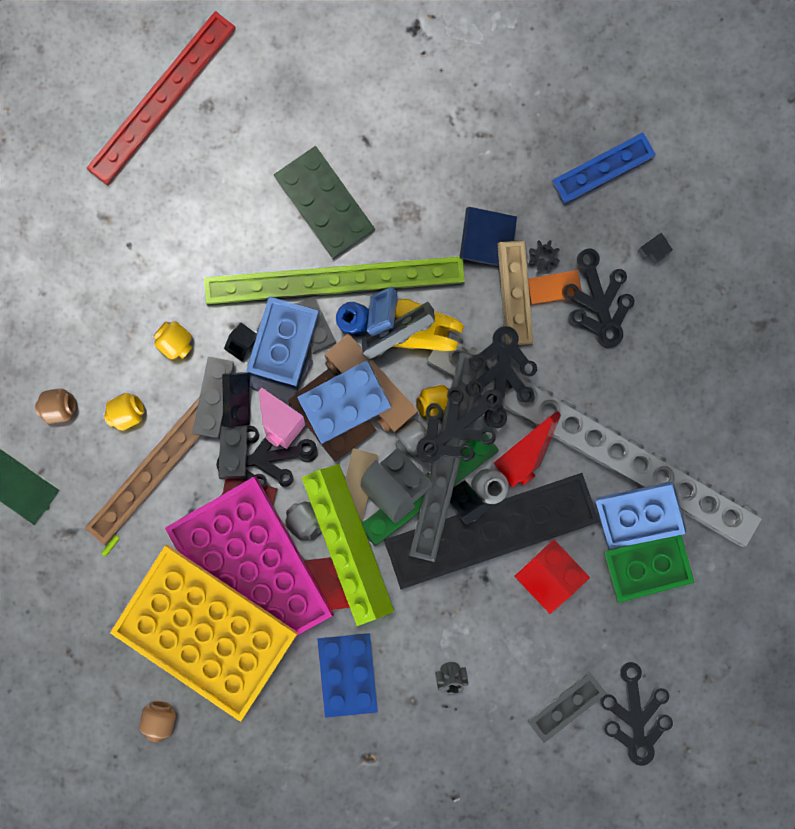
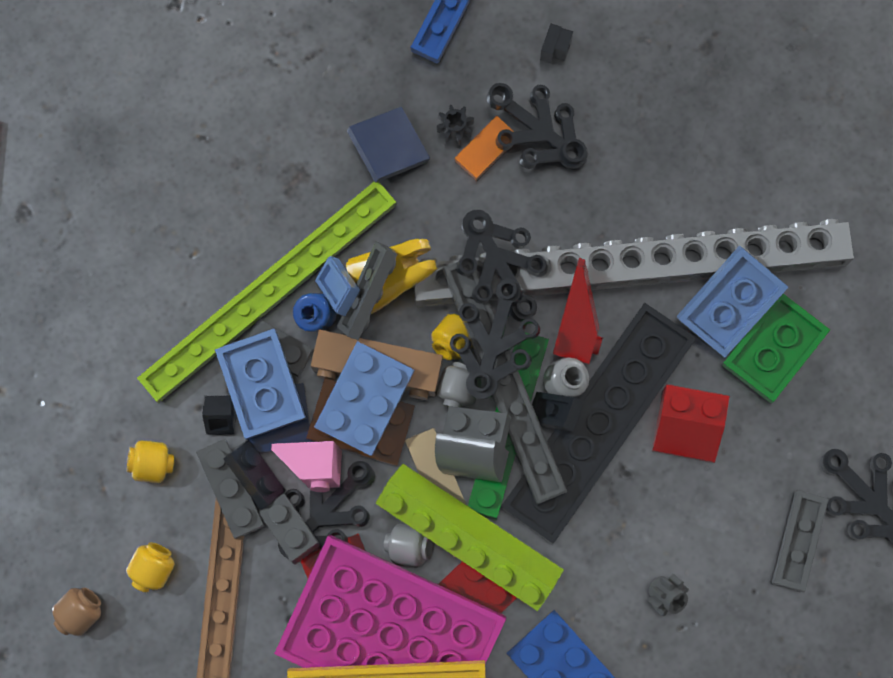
camera: 30 degrees left, 5 degrees down
(324, 202) = (204, 223): dark green plate -> none
(515, 290) = (450, 174): tan tile -> none

